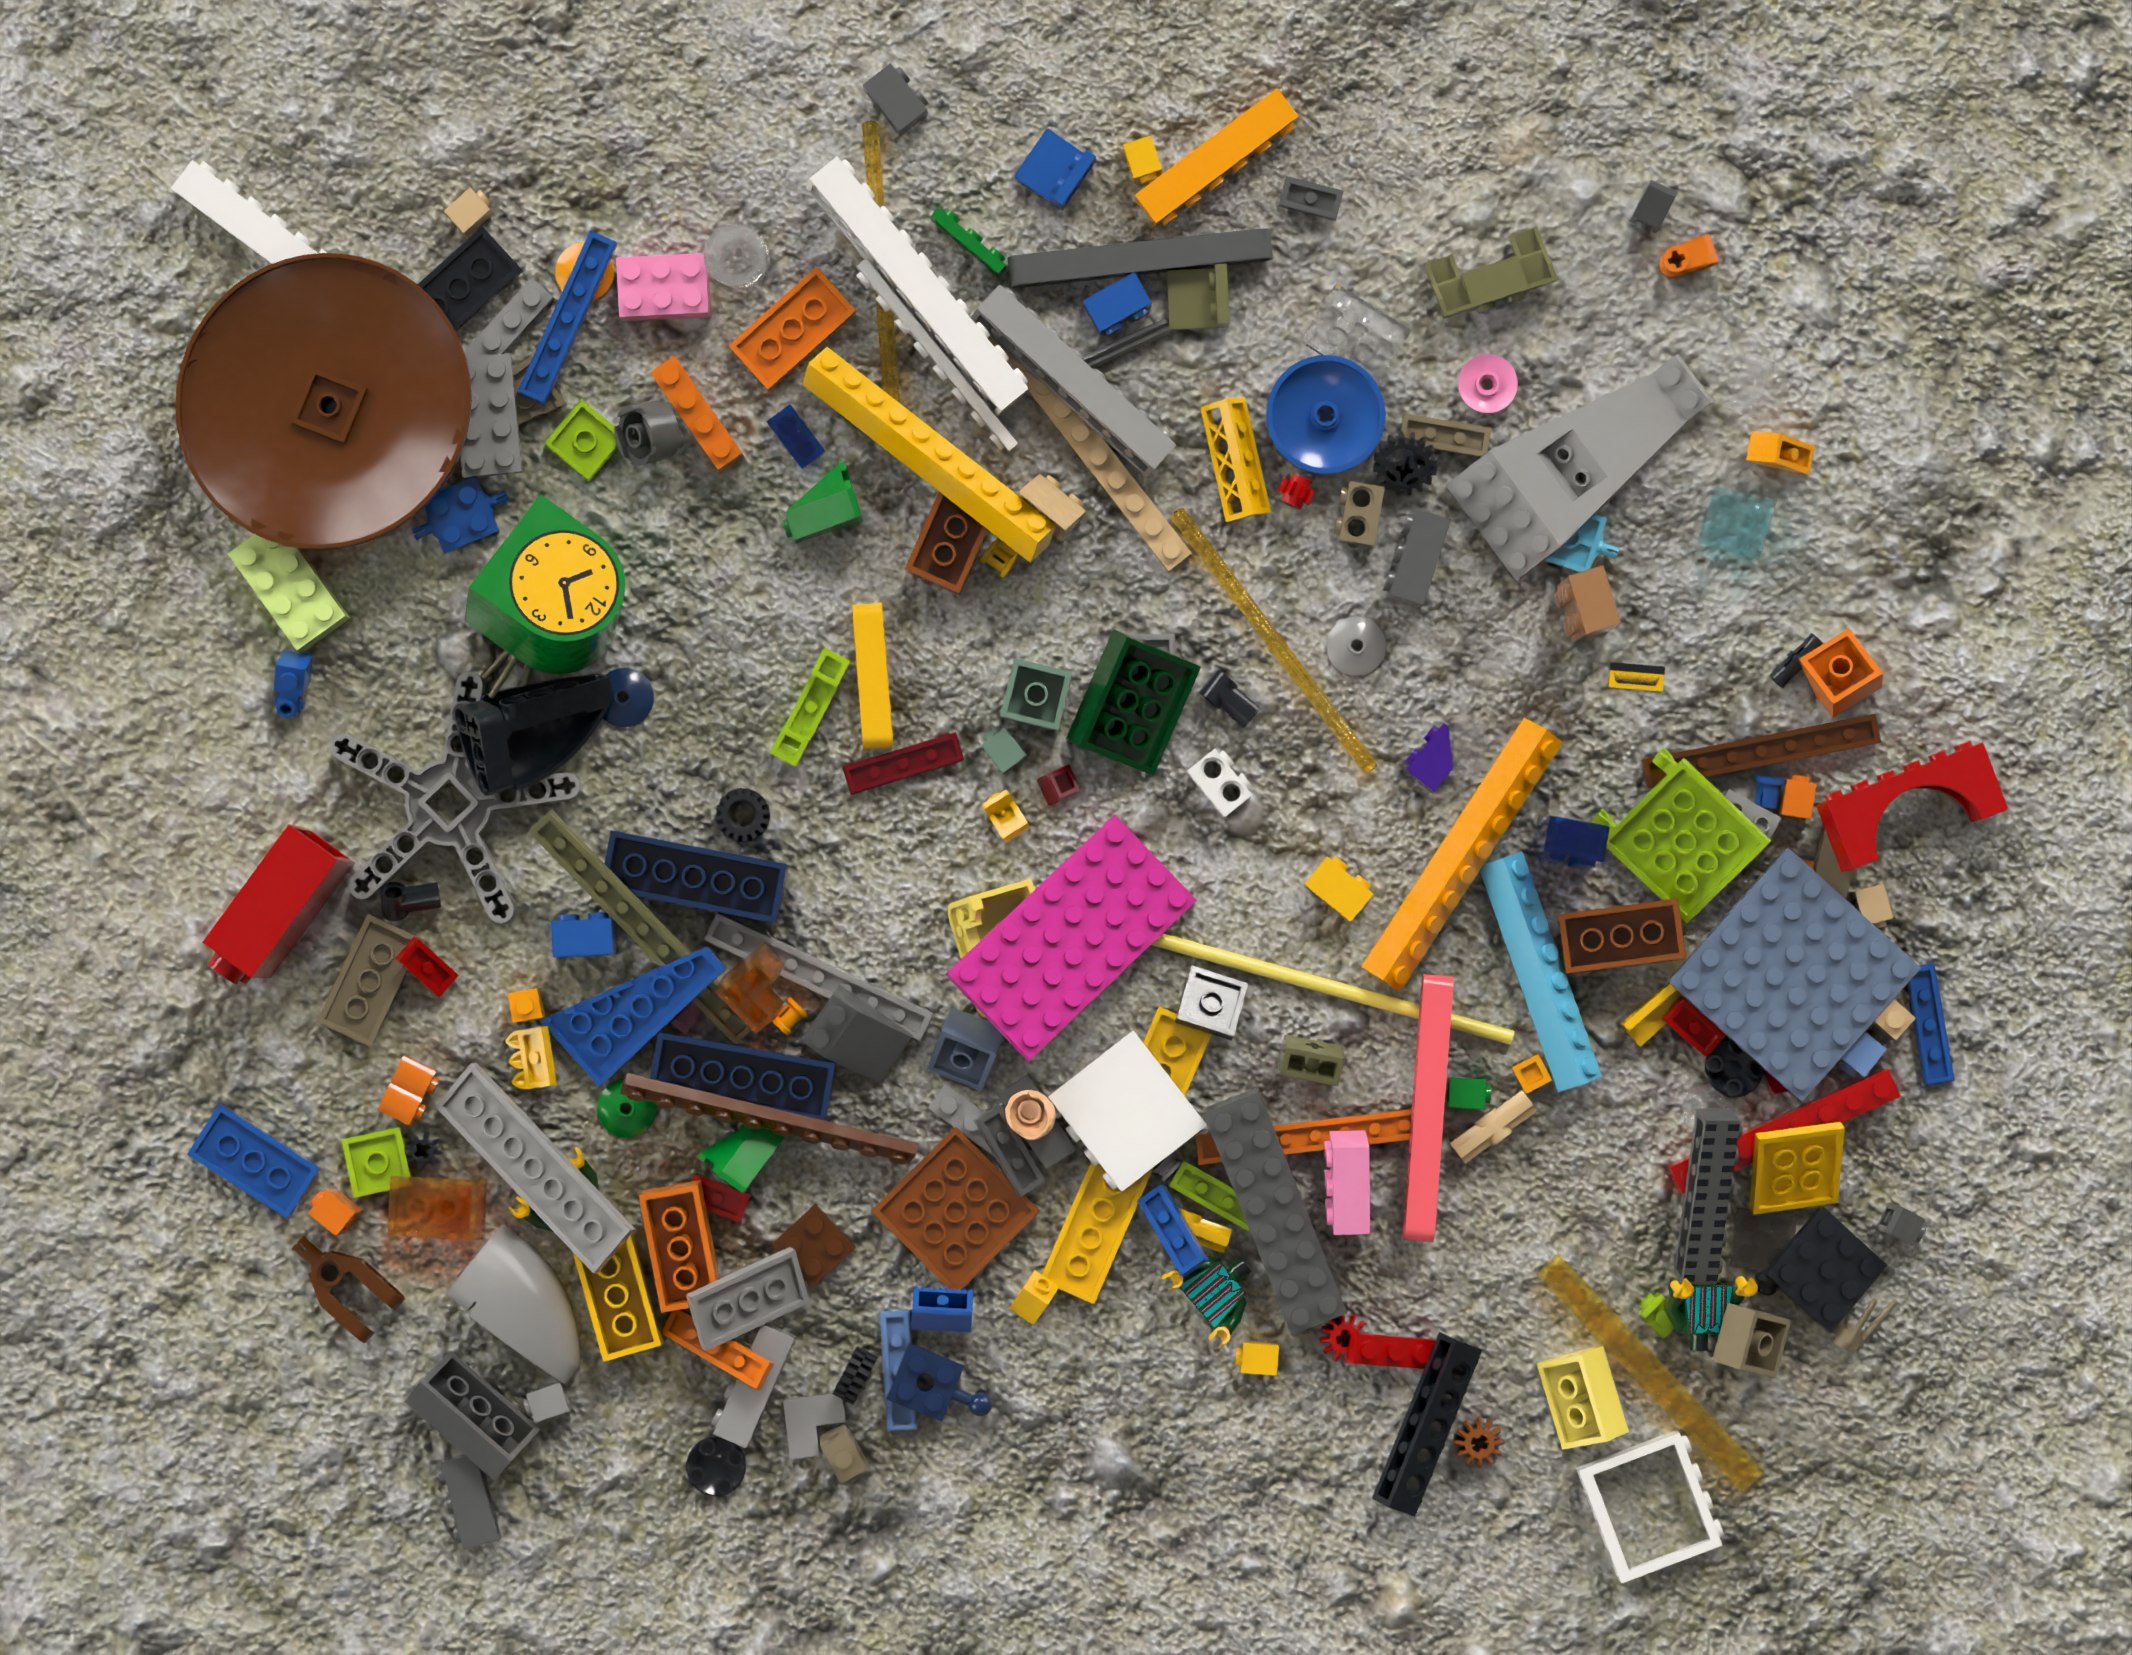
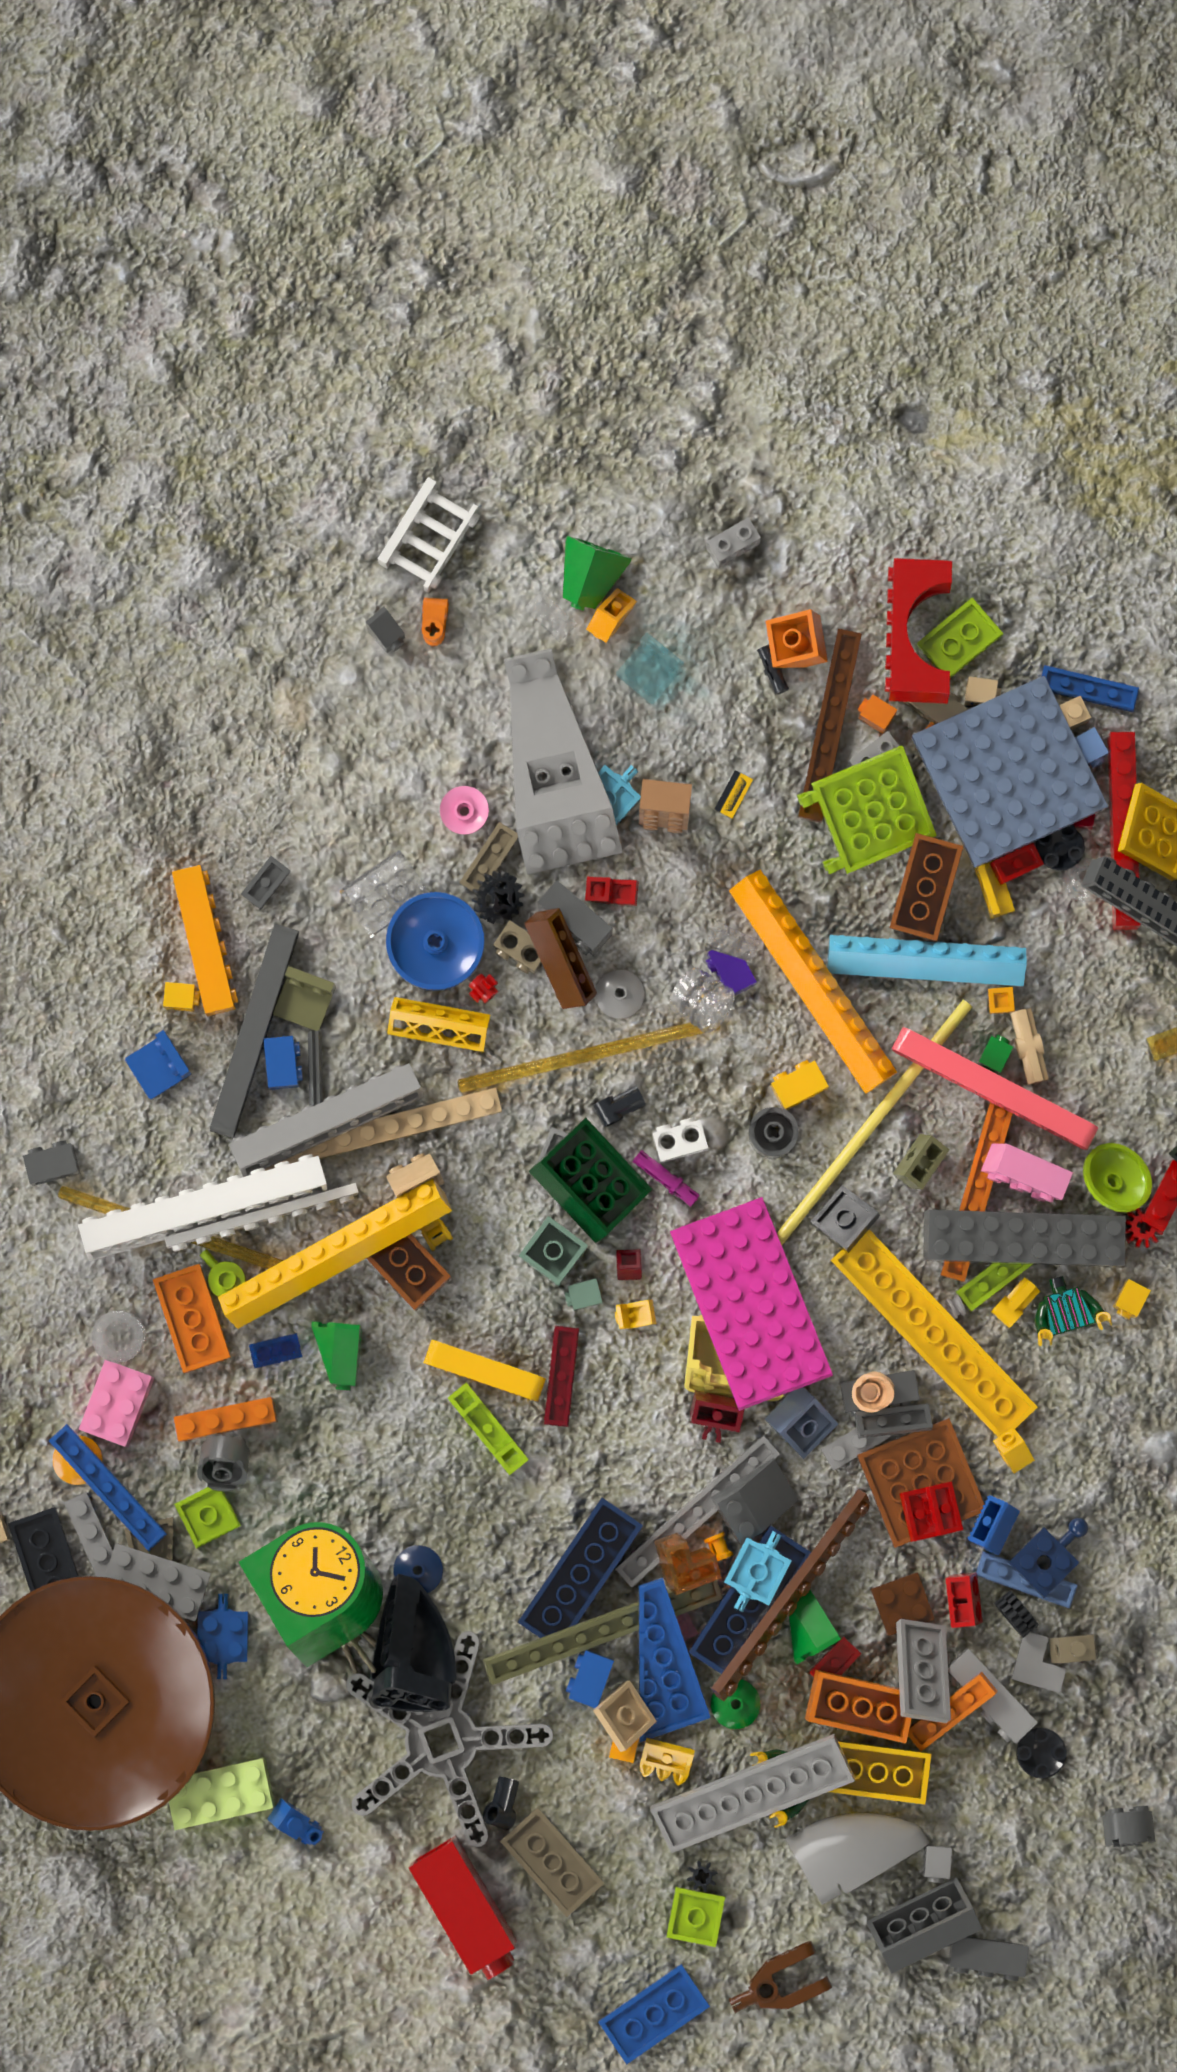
camera: 65 degrees left, 5 degrees down
(334, 1211) = (719, 1966): orange brick -> none
(408, 1090) = (650, 1868): orange brick -> none
(426, 966) = (561, 1812): red plate -> none
(437, 1207) = (751, 1884): clear orange slope -> none
(558, 991) = (624, 1716): none -> tan plate
(674, 1596) = (1128, 1827): none -> dark grey brick
(725, 821) = (537, 1505): black tyre -> none
(778, 1070) = (757, 1571): none -> medium azure plate
(845, 1311) = (964, 1600): none -> red brick
(854, 343) = (223, 1275): none -> lime piece
(927, 1234) = (931, 1511): none -> red slope
(934, 949) = (715, 1412): none -> dark red brick
(969, 241) = (184, 1154): green plate -> none
(1126, 1112) = (901, 1318): white brick -> none
(1173, 779) = (662, 1175): none -> magenta pin
(1173, 1230) = (1007, 1321): blue plate -> none
(1289, 877) = (773, 1118): none -> dark grey brick
(1365, 562) = (560, 958): none -> reddish brown brick
(1386, 739) = (701, 1000): none -> clear wheel
(1398, 1290) = (1124, 1171): none -> lime dish
(1468, 587) = (611, 891): none -> red slope
(1494, 282) = (390, 772): olive bracket -> none
(1570, 840) = (839, 894): clear blue brick -> none
(1768, 791) = (862, 732): blue bush -> none
(1800, 185) = (404, 535): none -> white fence
(1819, 407) = (590, 572): none -> green slope
(1922, 554) = (733, 542): none -> light grey brick
(1923, 855) = (960, 638): none -> lime tile

